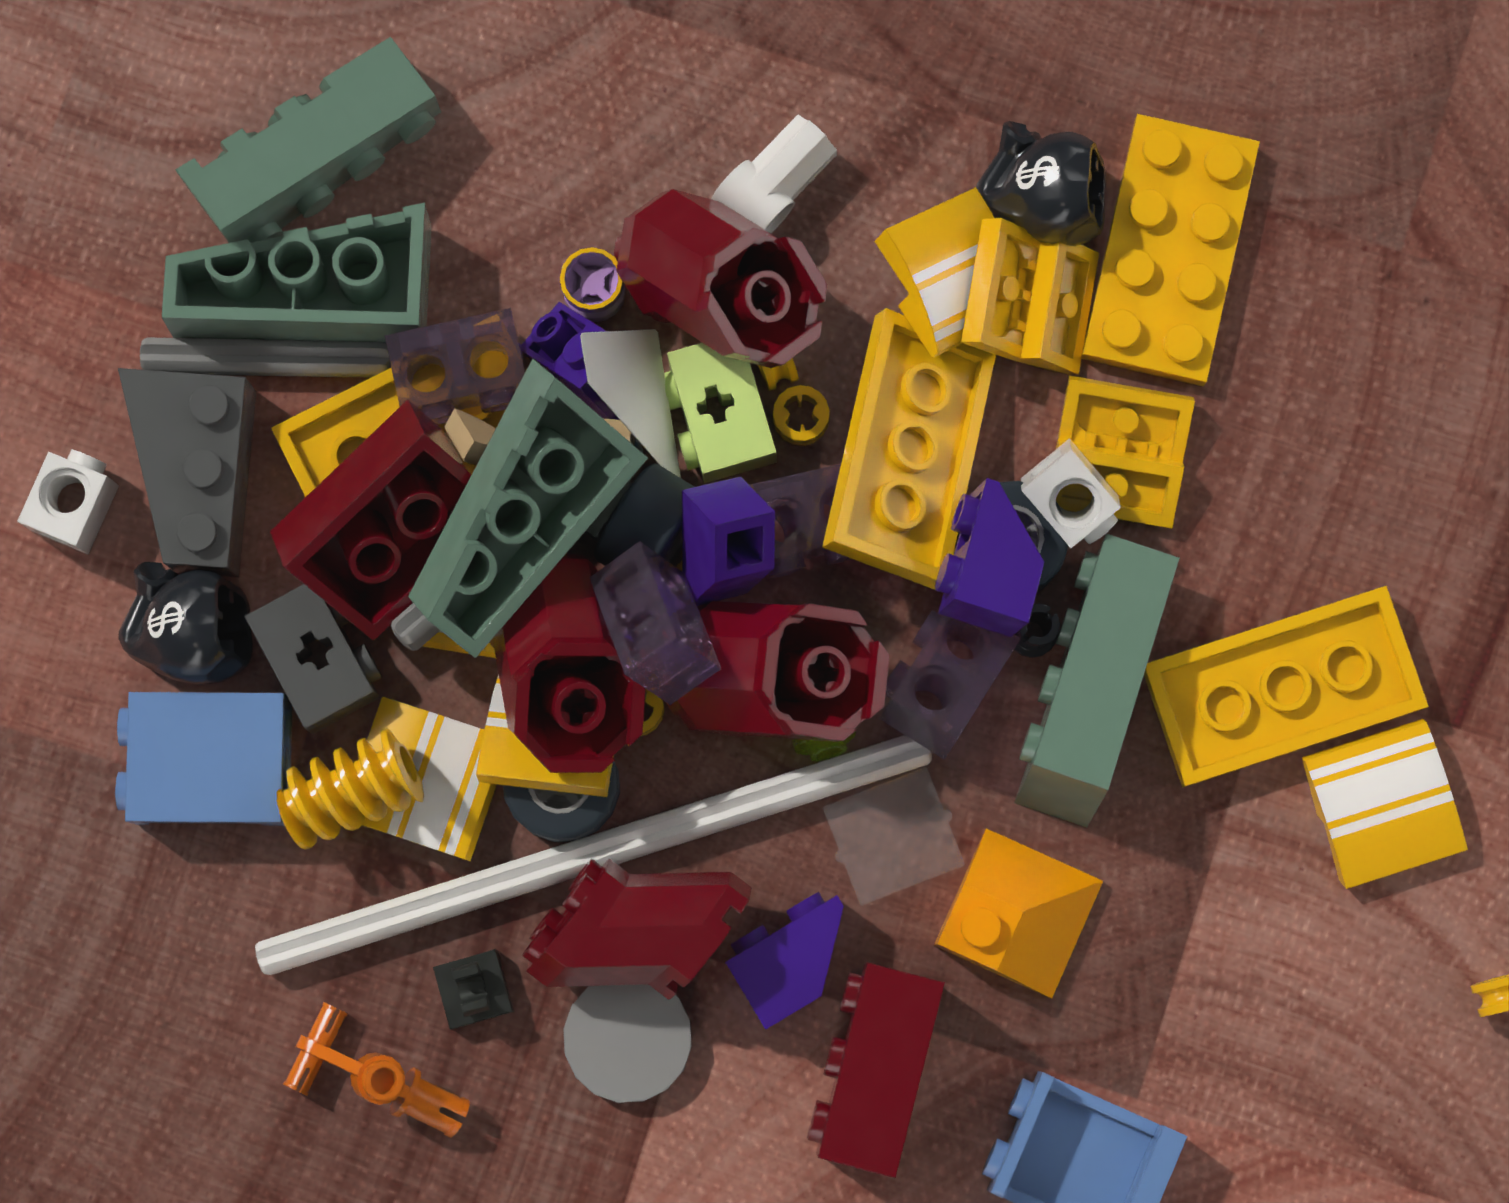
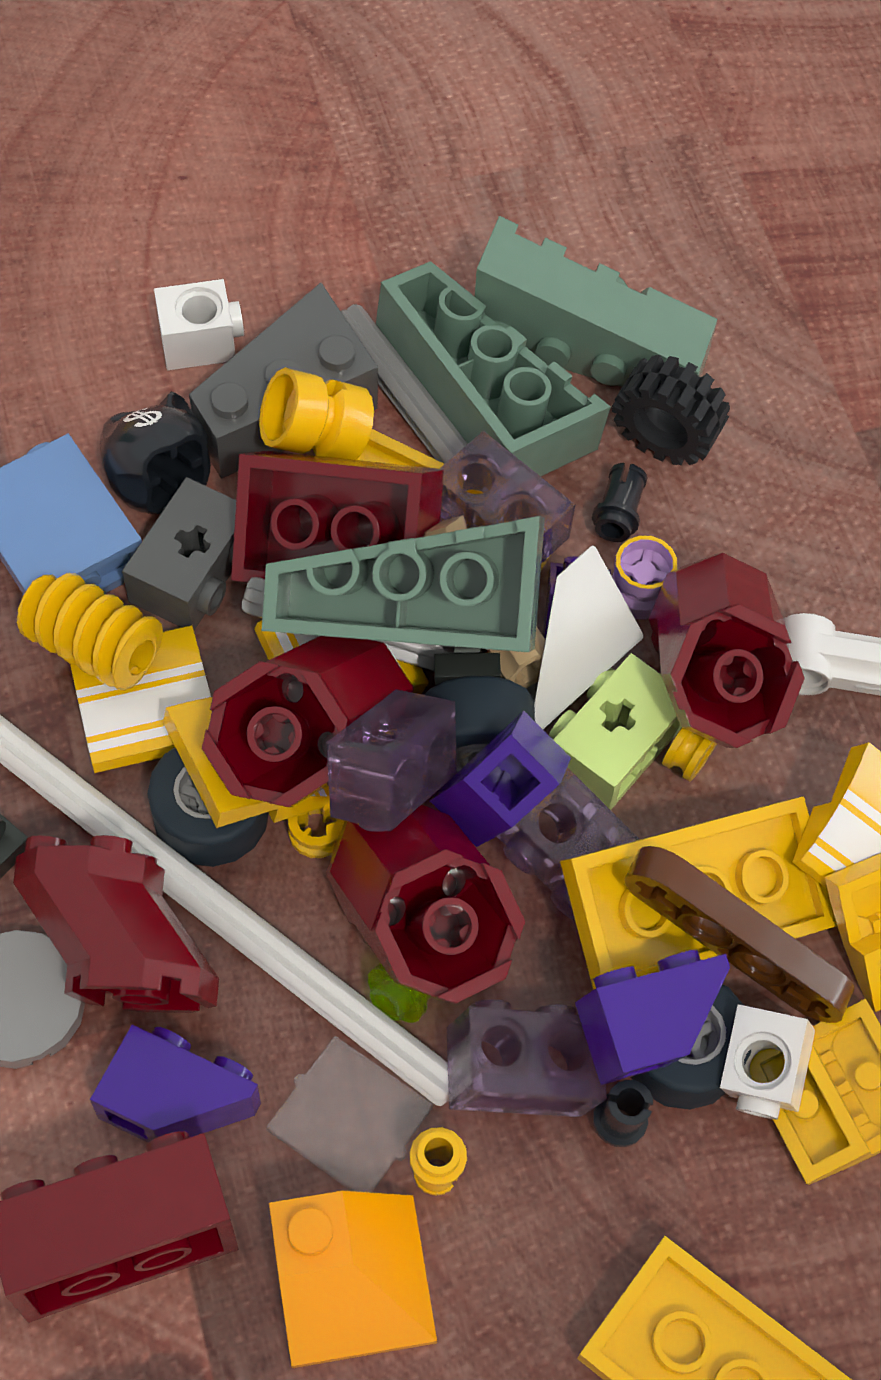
camera: 50 degrees right, 20 degrees down
(270, 469) = (308, 414): none -> yellow wheel
(454, 146) = (671, 410): none -> black tyre
(507, 252) = (617, 514): none -> black pin
(782, 416) = (665, 783): yellow bush -> none
(967, 448) = (740, 932): none -> reddish brown beam
(989, 781) = (441, 1145): none -> yellow pin
(1097, 680) = (616, 1195): sand green wedge -> none

